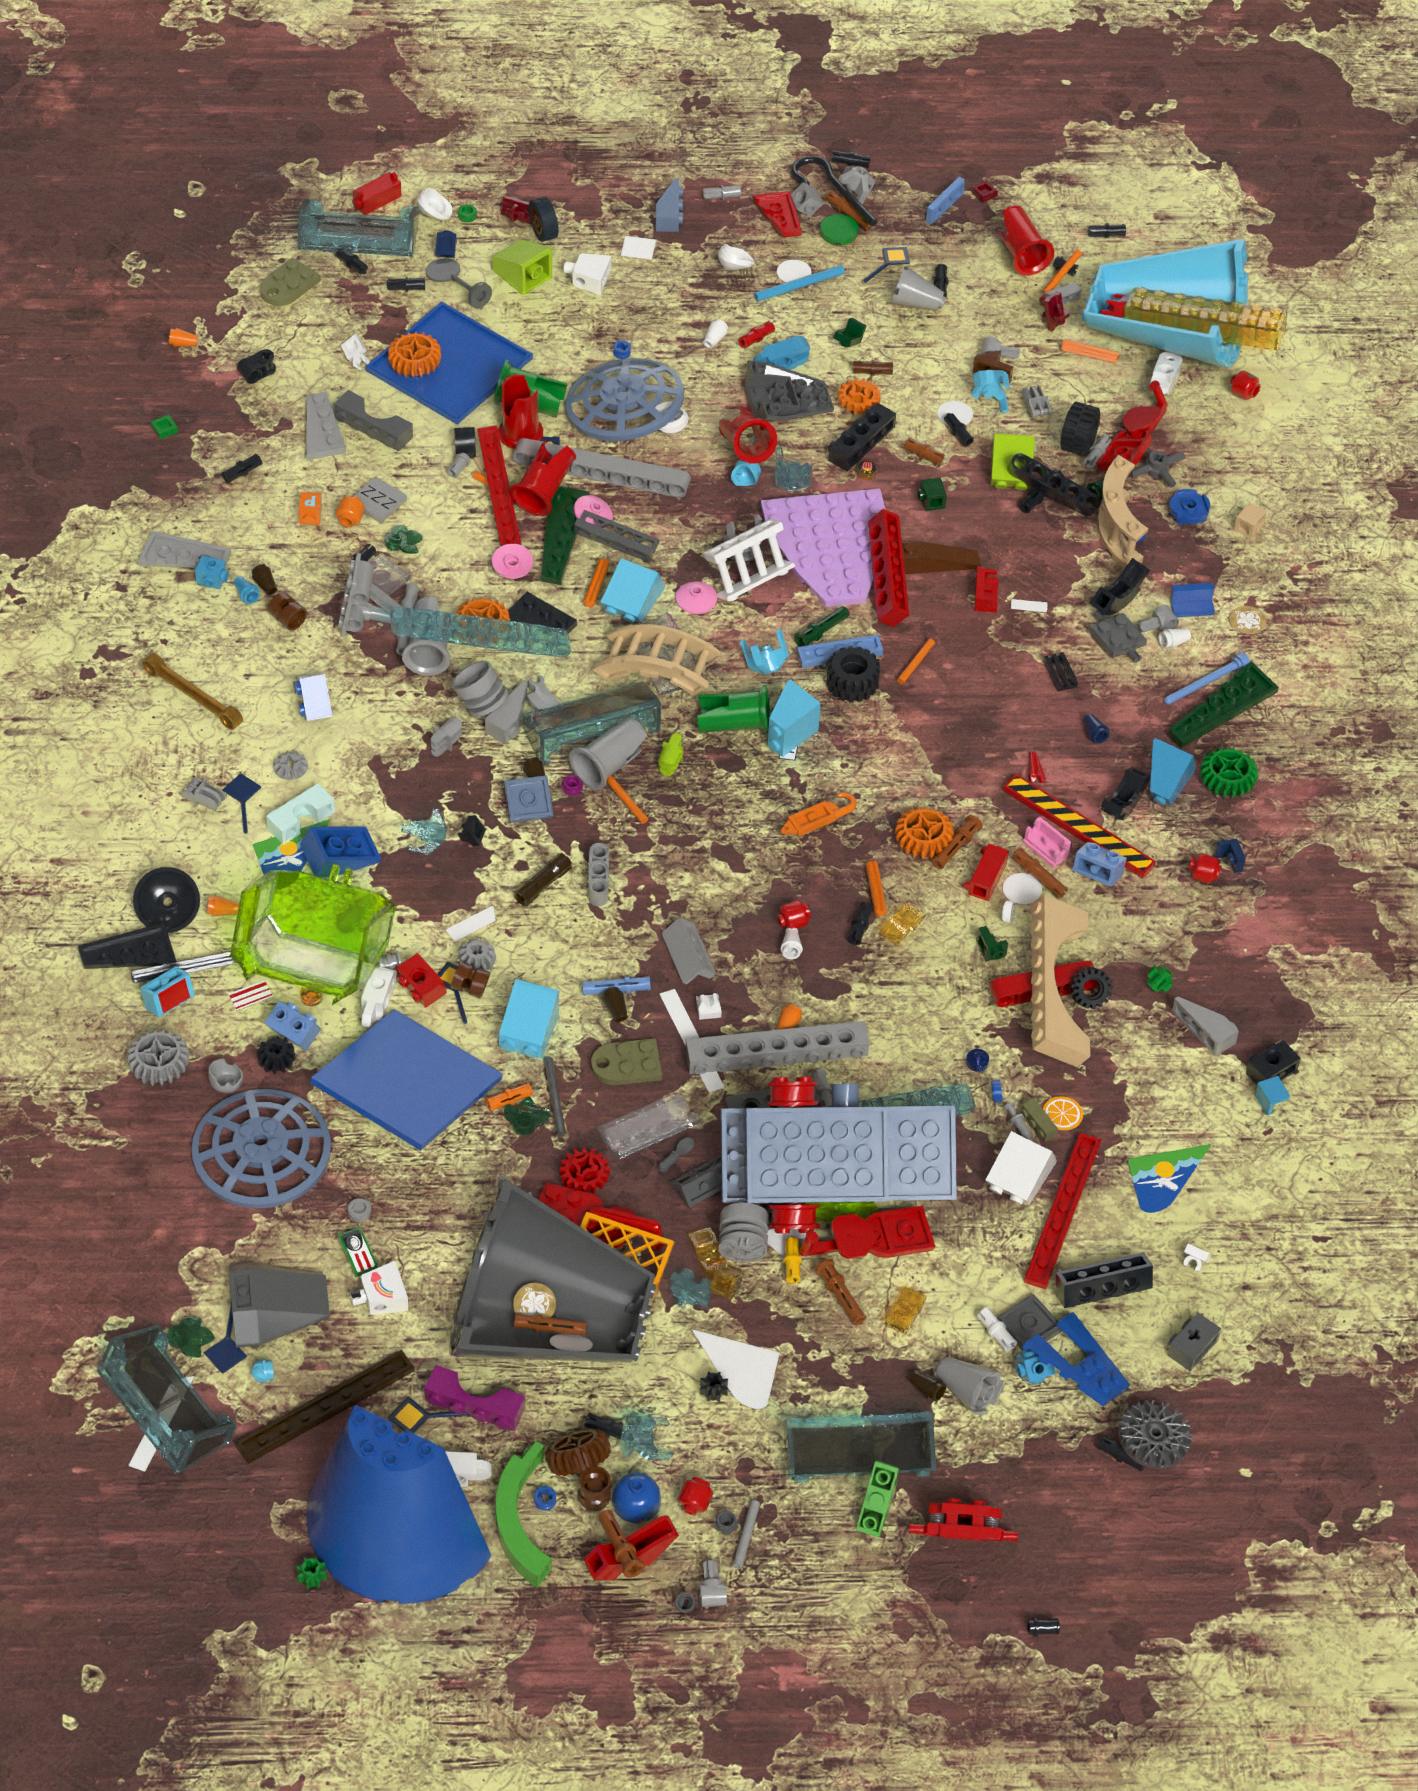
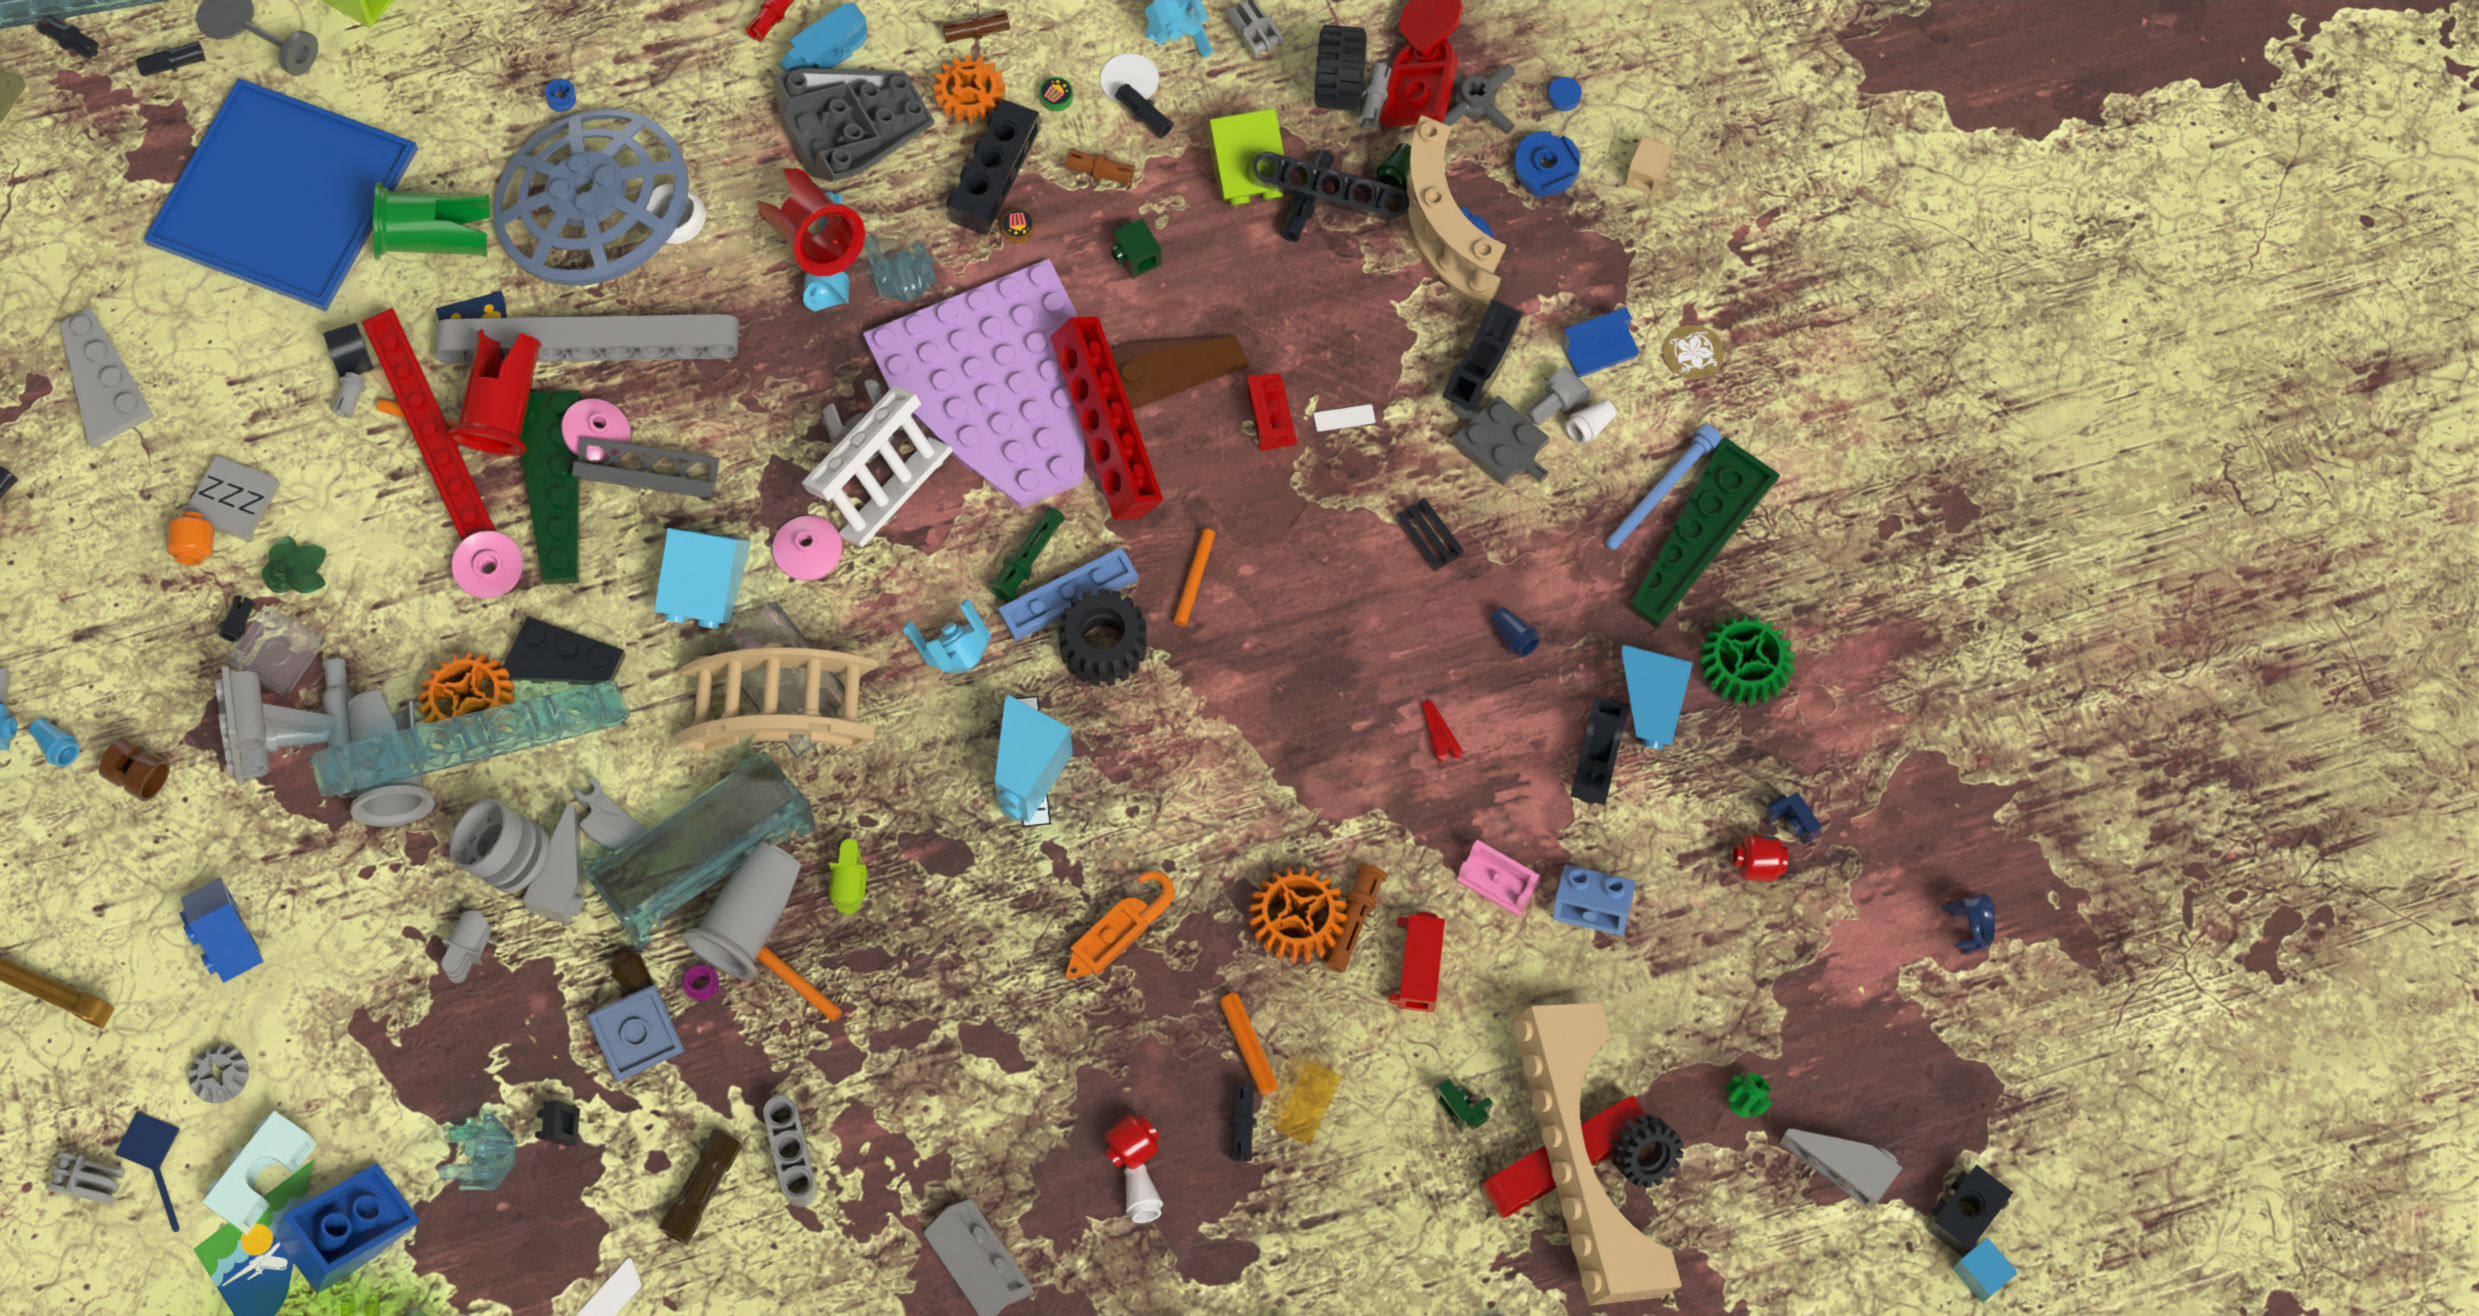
camera: 15 degrees left, 15 degrees up
(263, 577) = (79, 711): dark brown cone -> none
(310, 508) = (121, 550): orange brick -> none
(354, 351) = (117, 215): white plate -> none
(391, 431) = (221, 359): dark grey arch -> none
(414, 354) = (203, 190): orange gear -> none
(519, 412) = (425, 279): red piece -> none
(596, 582) = (636, 566): orange axle -> none
(715, 333) = (704, 26): white cone -> none
(734, 711) = (948, 764): green piece -> none
(909, 411) = (1056, 94): none -> tile
(1008, 911) = (1473, 1031): white tile -> none
(1022, 888) = (1480, 972): white sticker -> none
(1040, 873) = (1497, 936): dark orange pin -> none
(1077, 823) = (1538, 826): tile -> none
(1211, 476) = (1564, 94): none -> blue tile
(1322, 921) = (1981, 920): none -> dark blue piece

